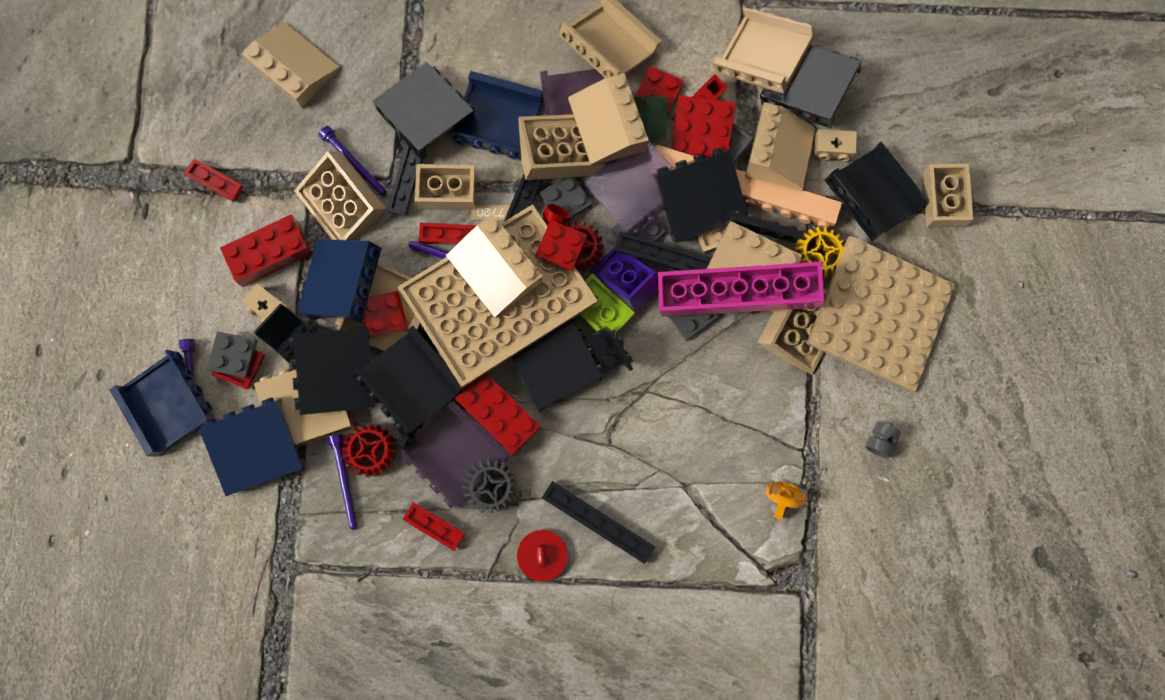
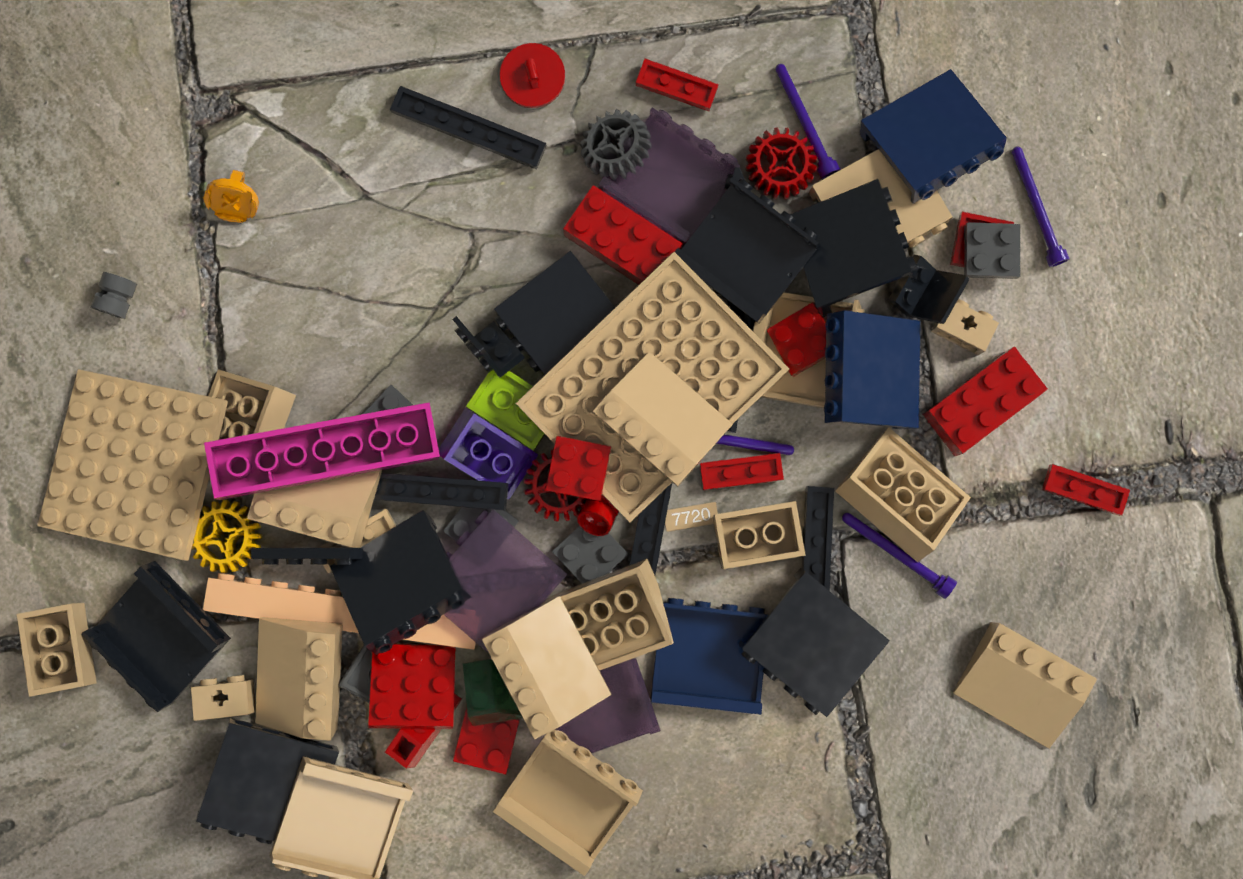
camera: 165 degrees right, 5 degrees up
(163, 404) = (1066, 172): dark blue panel -> none

